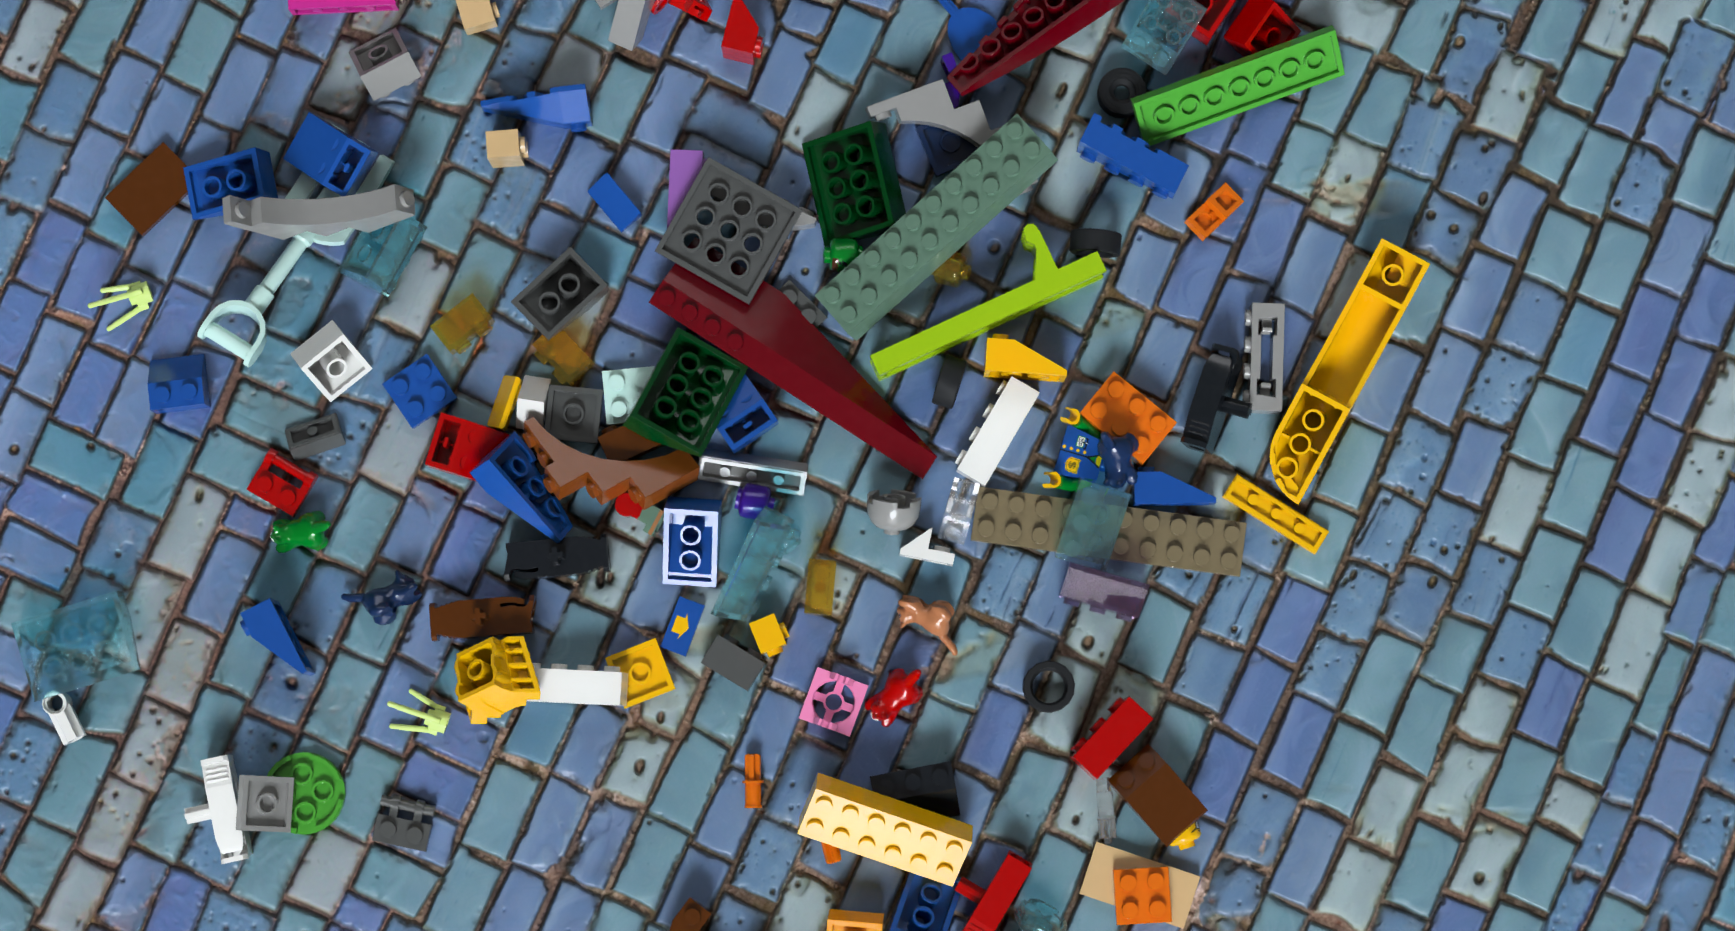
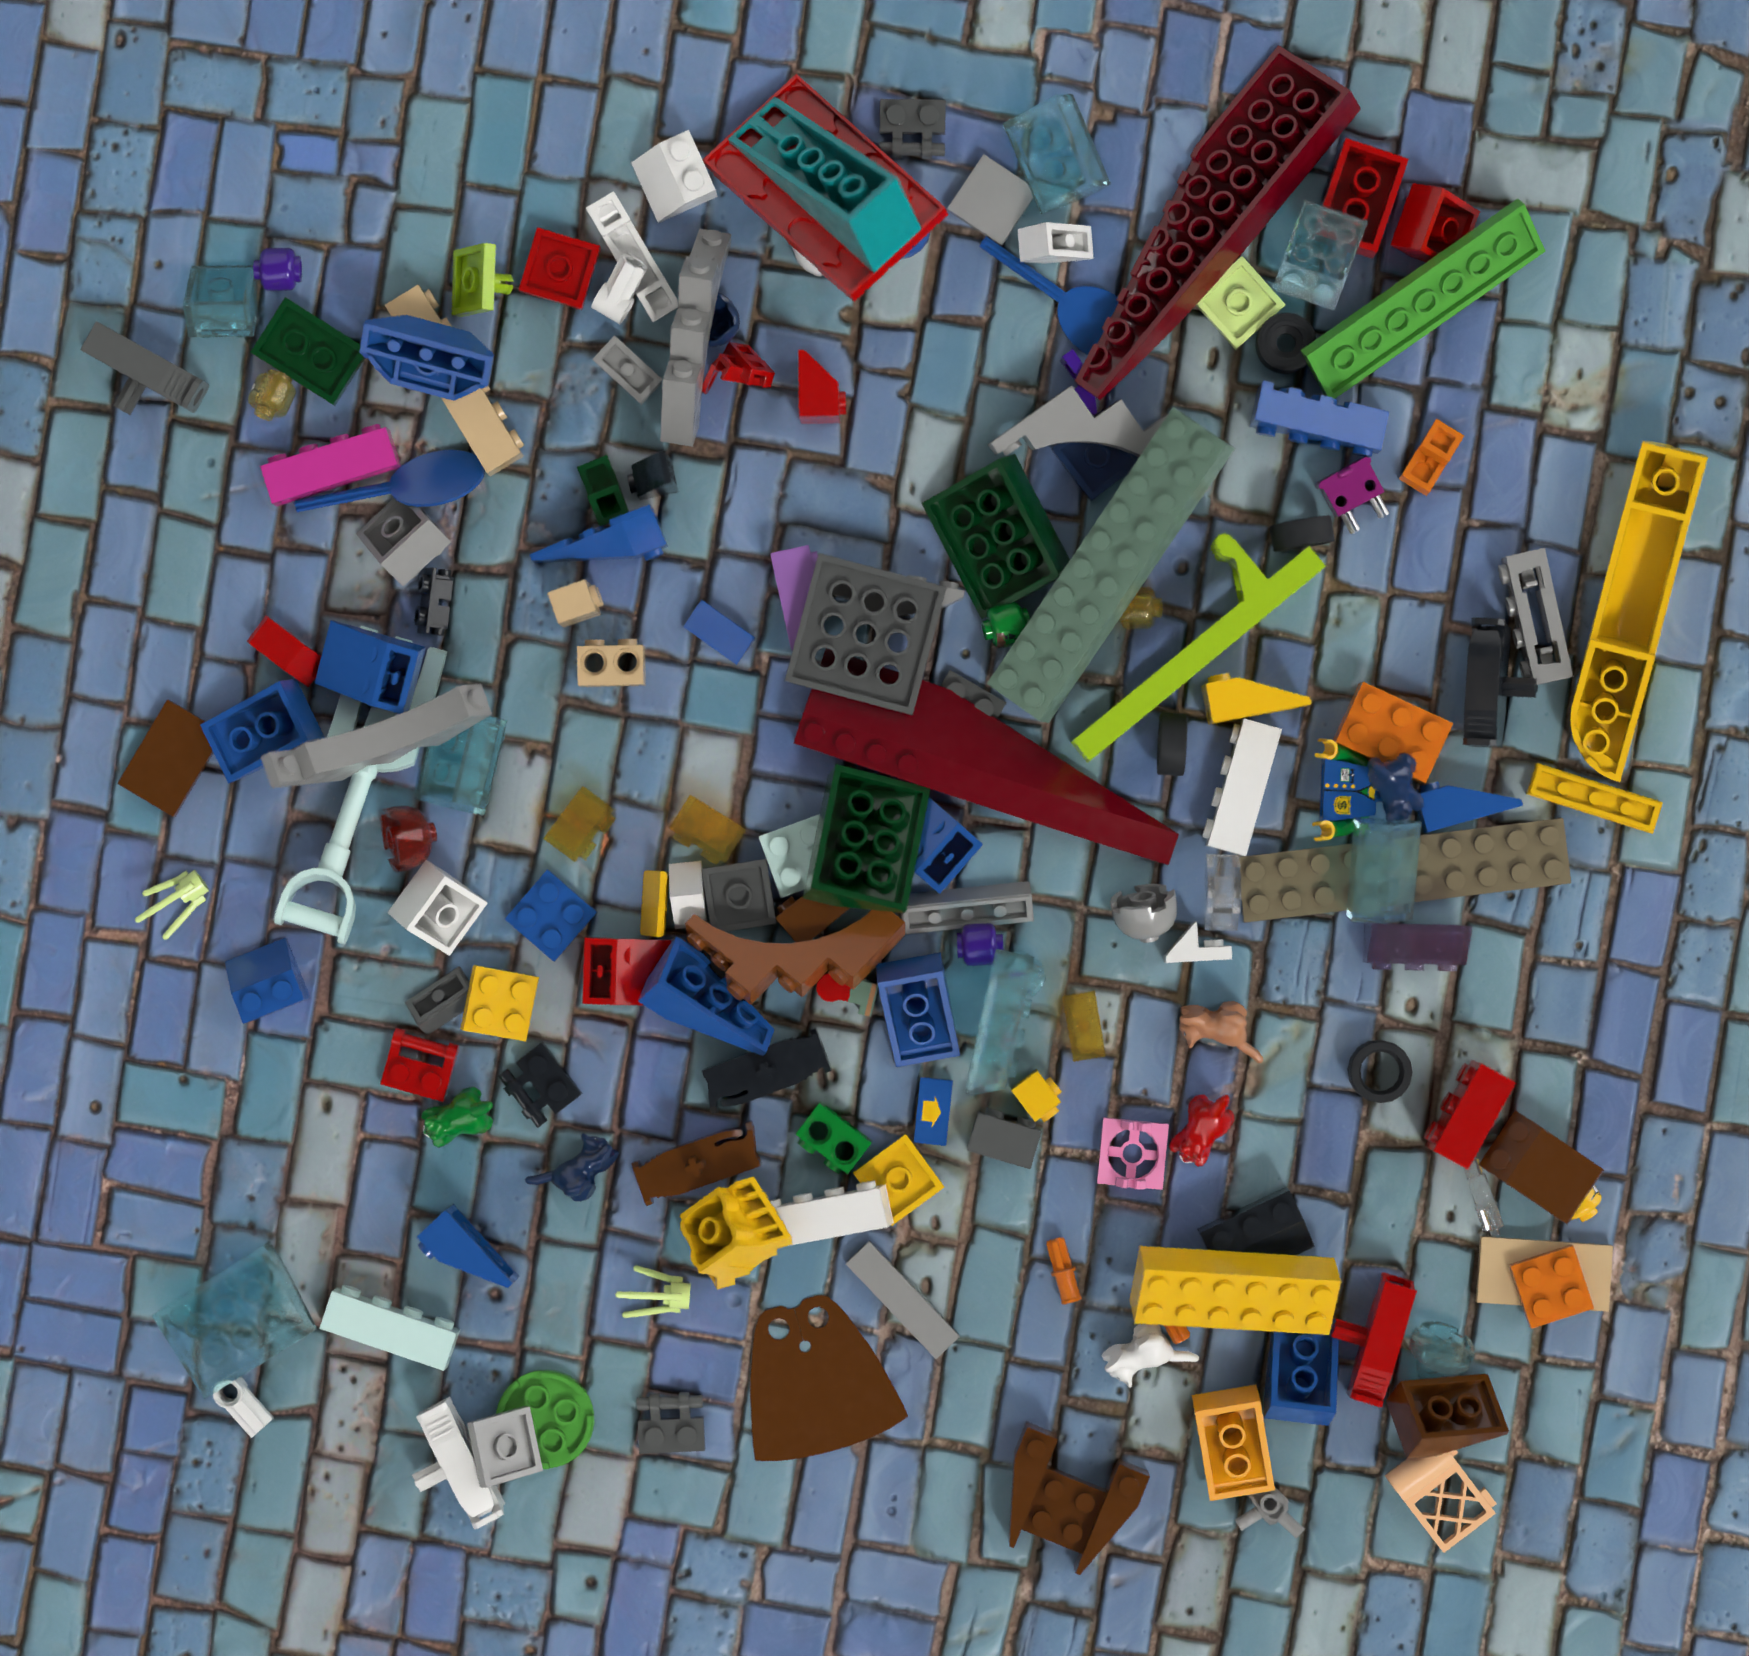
camera: 10 degrees left, 5 degrees up
(199, 686) = (390, 1328): none -> light aqua brick
(267, 127) = (285, 650): none -> red slope
(322, 297) = (407, 836): none -> clear red cylinder
(359, 449) = (499, 1003): none -> yellow plate
(382, 520) = (548, 1079): none -> black plate
(397, 110) = (429, 613): none -> black hinge
(408, 24) = (421, 482): none -> blue piece
(519, 211) = (611, 673): none -> tan brick
(530, 833) = (820, 1396): none -> reddish brown piece
(552, 65) = (603, 490): none -> dark green slope
(560, 294) = (686, 761): dark grey slope -> none
(595, 65) = (653, 476): none -> black slope
(601, 622) = (838, 1131): none -> green brick
(617, 771) = (902, 1299): none -> light grey tile
(803, 862) = (1146, 1350): none -> white animal
(1093, 52) = (1240, 303): none -> yellowish green plate
(1143, 217) = (1350, 485): none -> magenta piece

